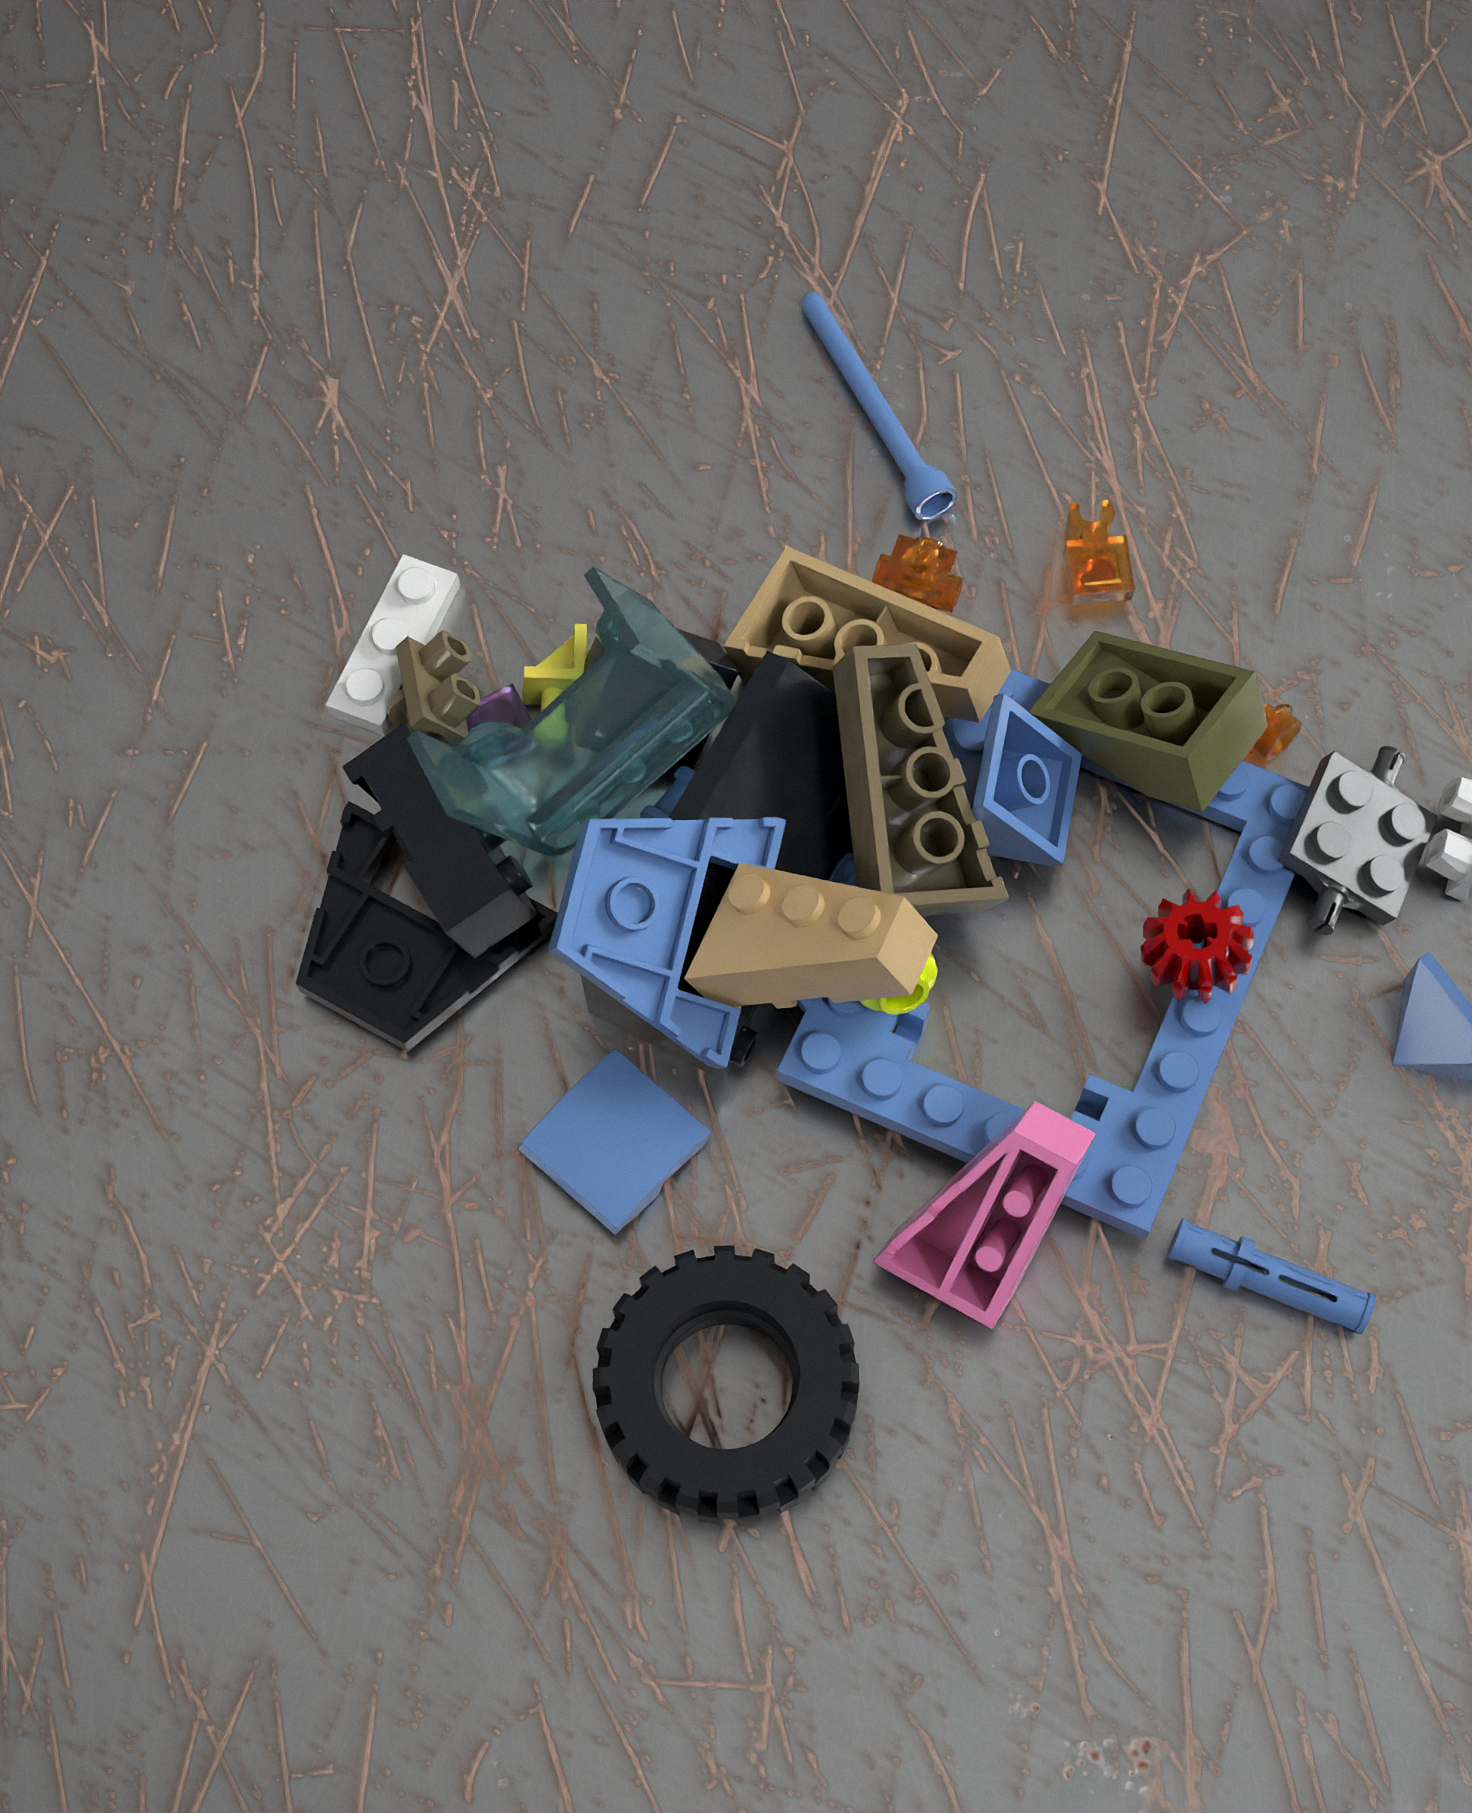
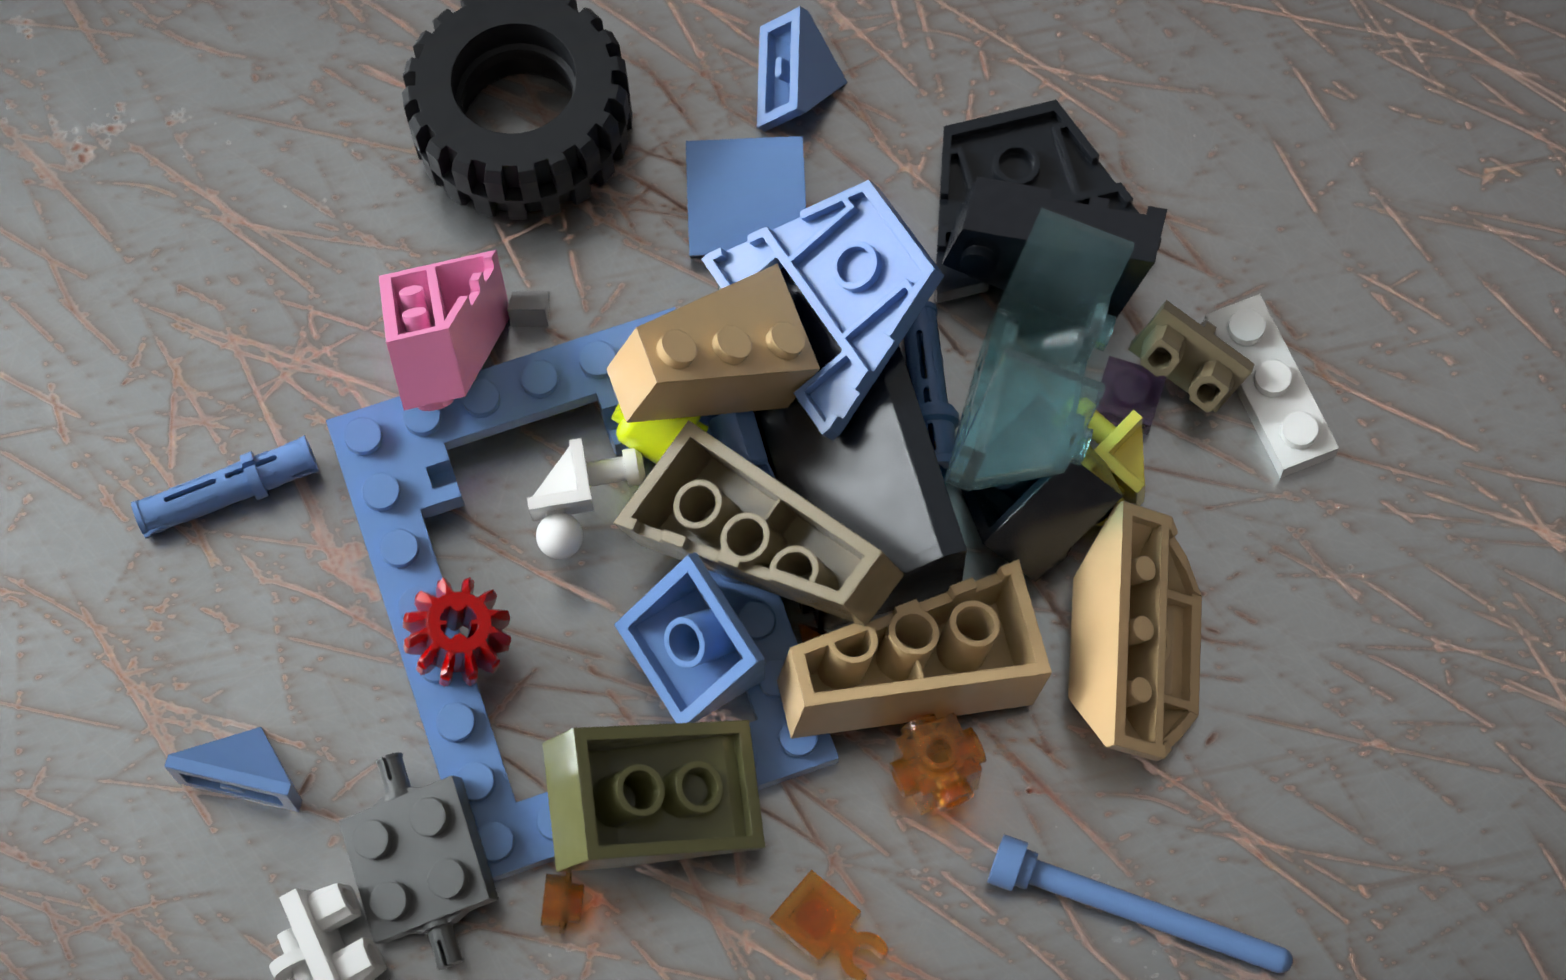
camera: 135 degrees right, 0 degrees up
(464, 1218) = (793, 69): none -> medium blue slope
(709, 535) = (1136, 635): none -> tan wedge
(879, 1213) = (529, 309): none -> light grey piece
(1013, 972) = (568, 493): none -> white piece

